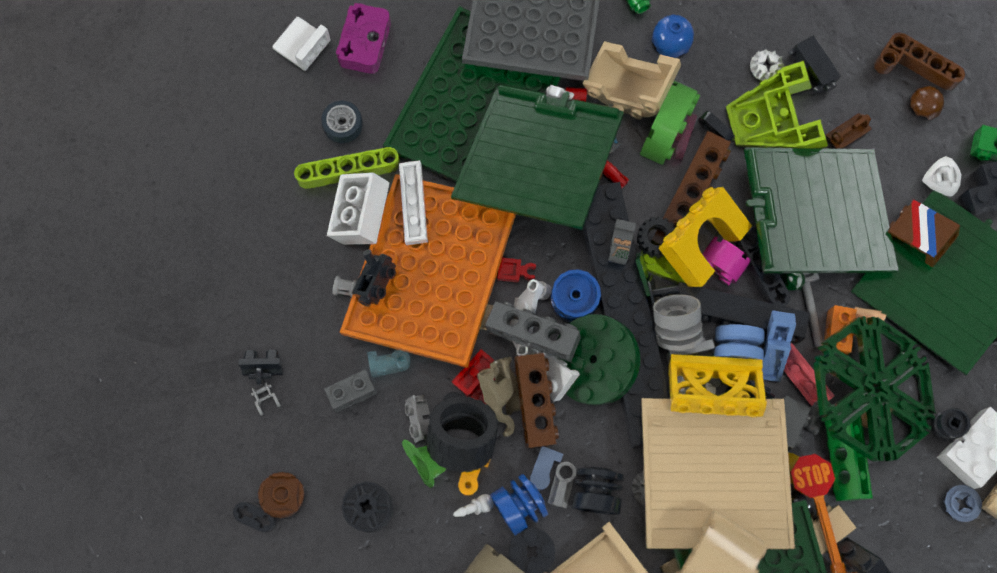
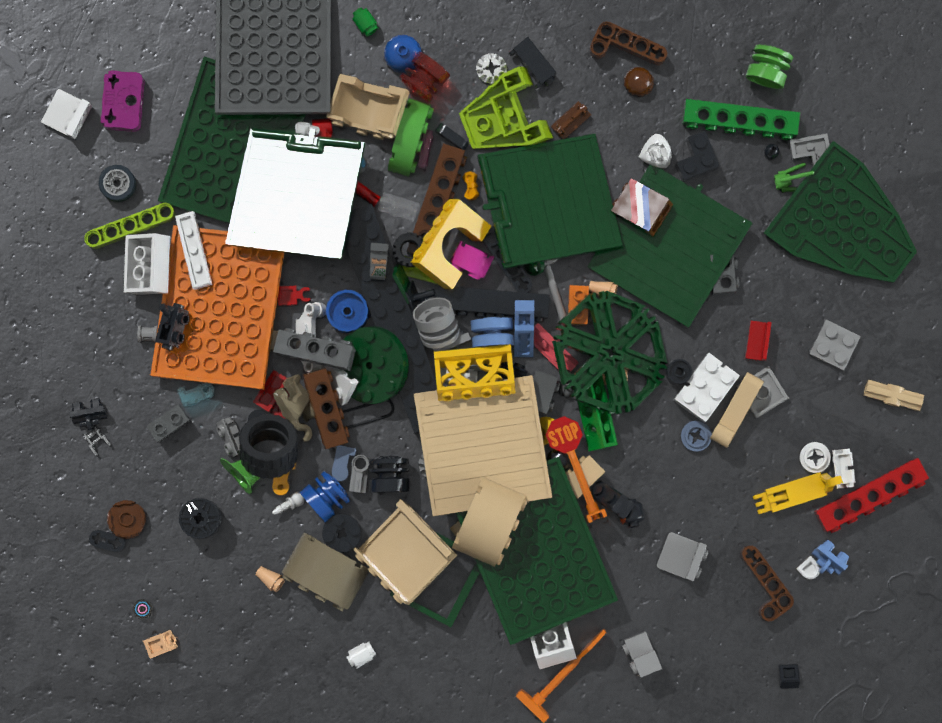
camera: 10 degrees left, 10 degrees up
(579, 425) = (368, 421): none -> black piece
(647, 193) = (398, 206): none -> clear hinge
(698, 58) = (424, 76): none -> clear red wheel
(731, 175) = (471, 192): none -> light orange piece

